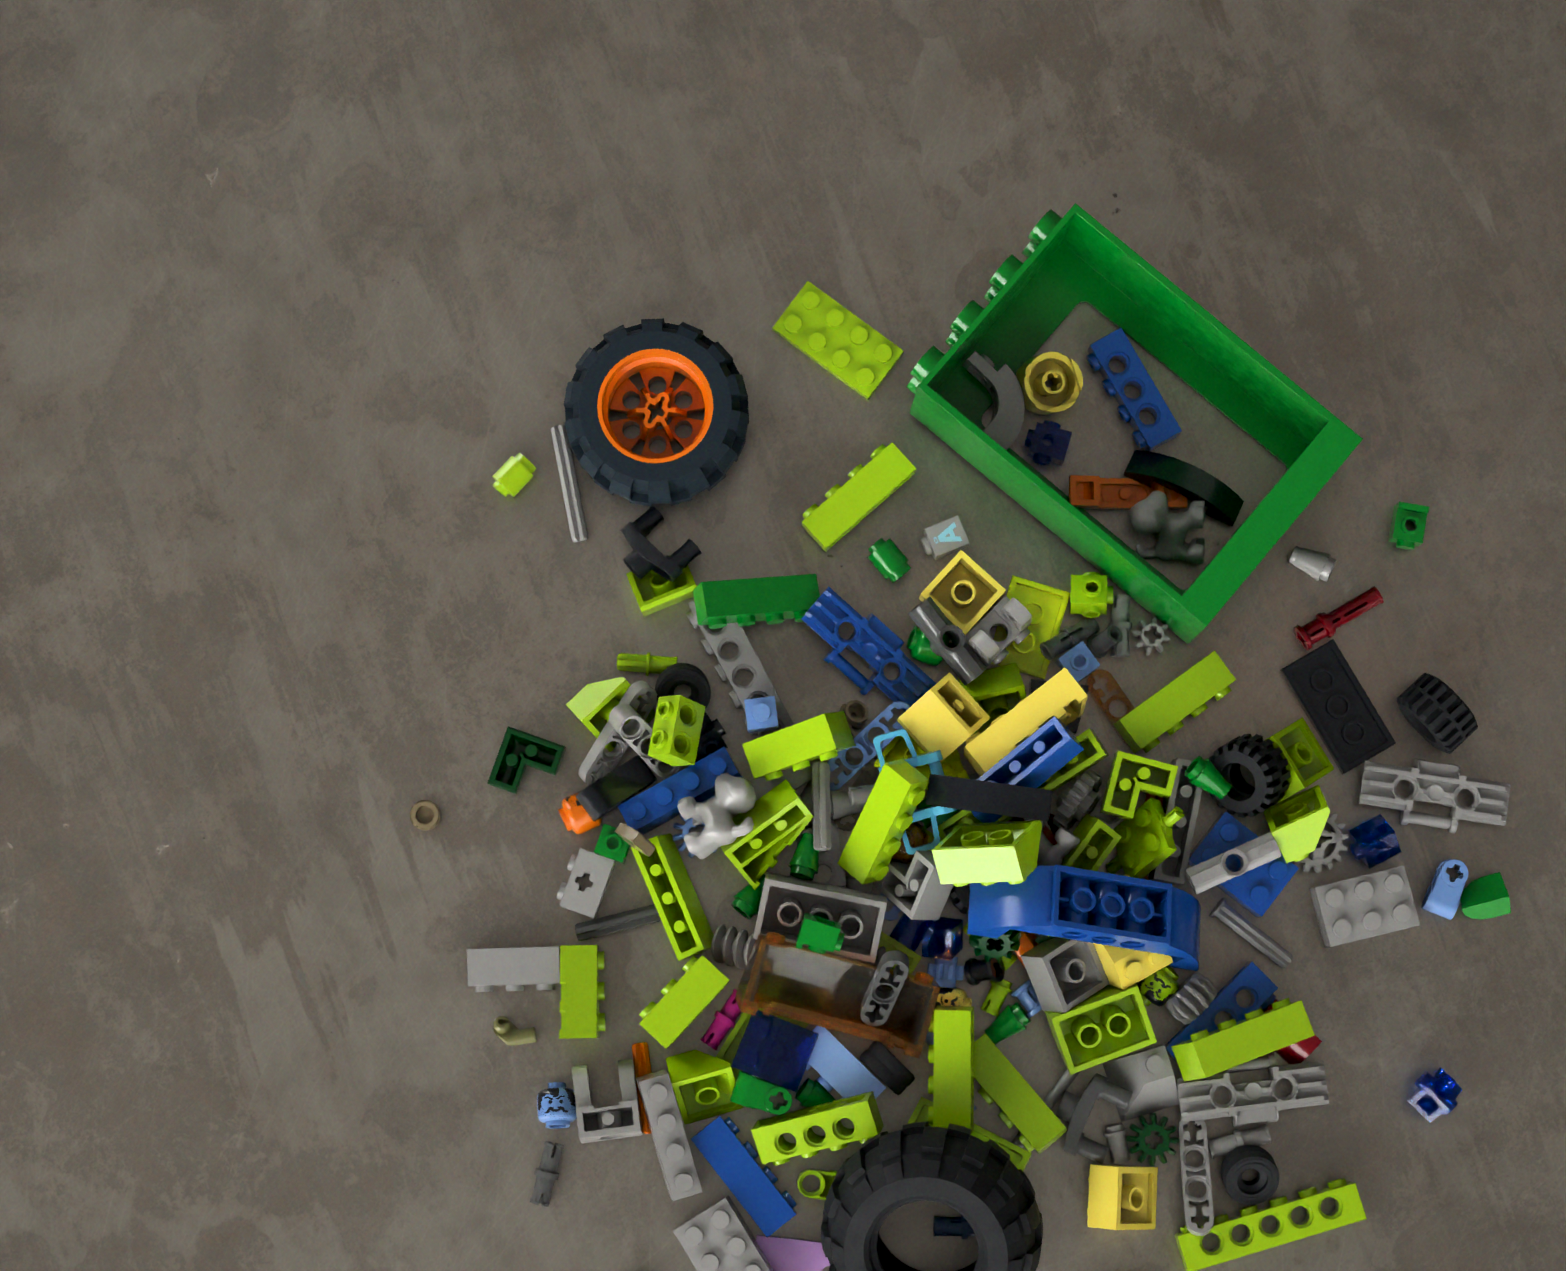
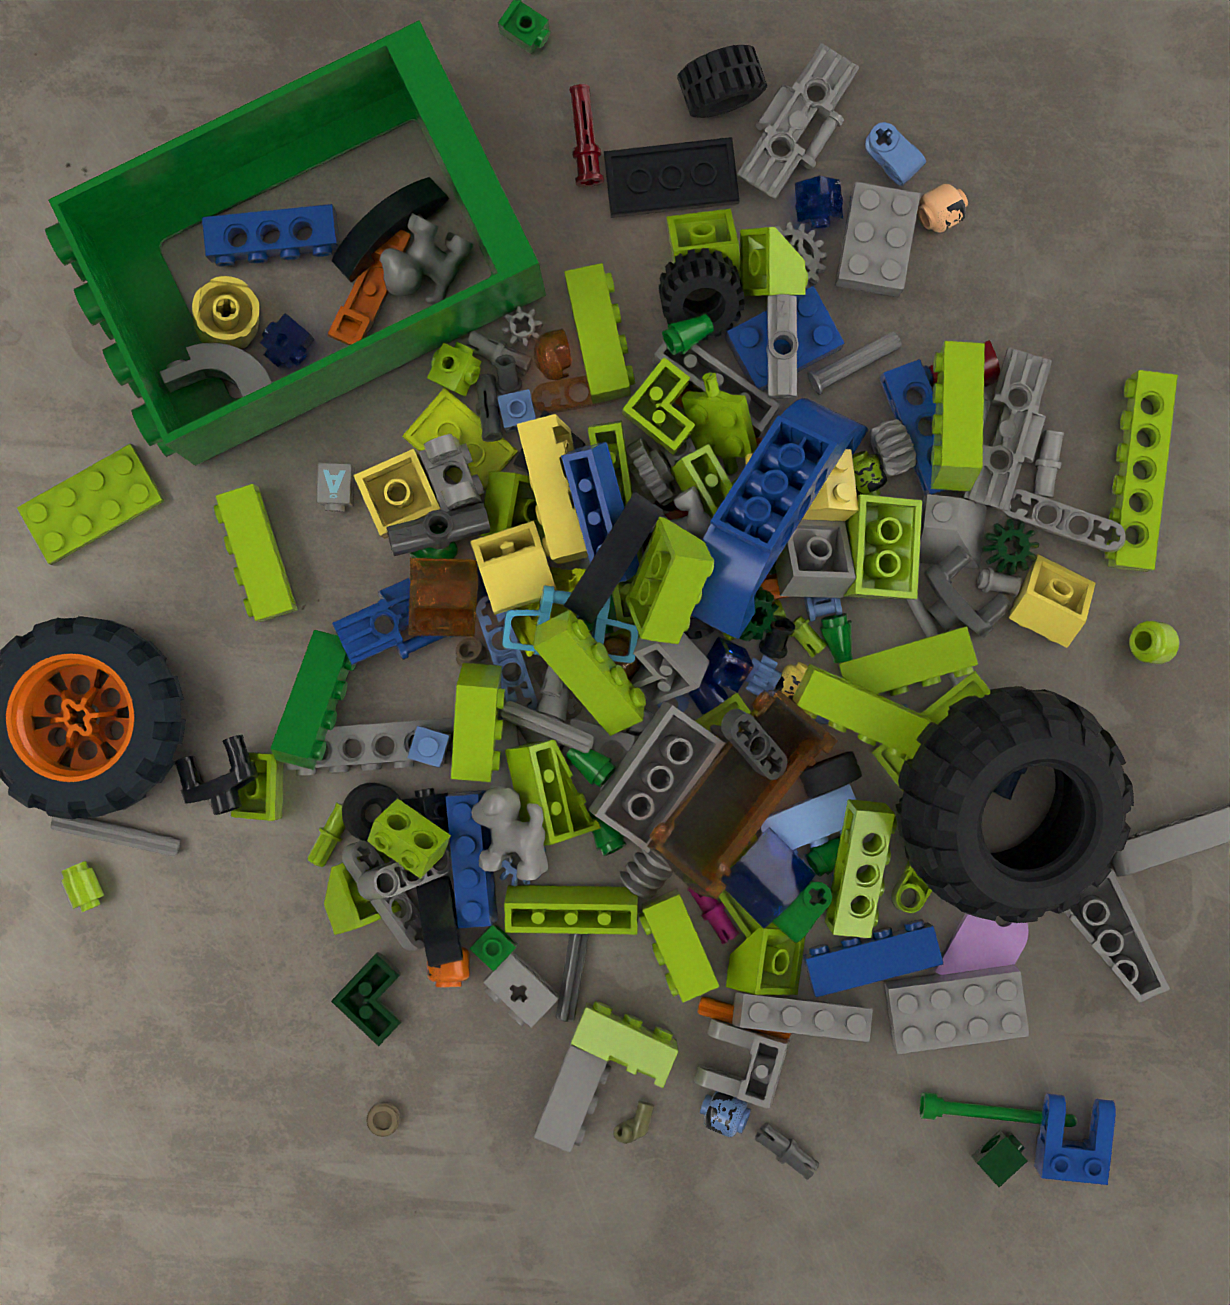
camera: 70 degrees left, 5 degrees up
(635, 839) = (499, 926): dark tan tile -> none
(819, 934) = (674, 786): green brick -> none
(888, 559) = (332, 551): green brick -> none
(891, 669) = (442, 597): none -> clear orange slope
(1139, 672) = (552, 354): none -> clear orange hair
(1252, 1191) = (1102, 472): black tyre -> none
(1314, 563) = (520, 136): light grey cone -> none
(1417, 951) = (942, 208): none -> light nougat head
(1435, 1094) = (1087, 254): clear blue brick -> none
(1486, 898) = (919, 118): green brick -> none

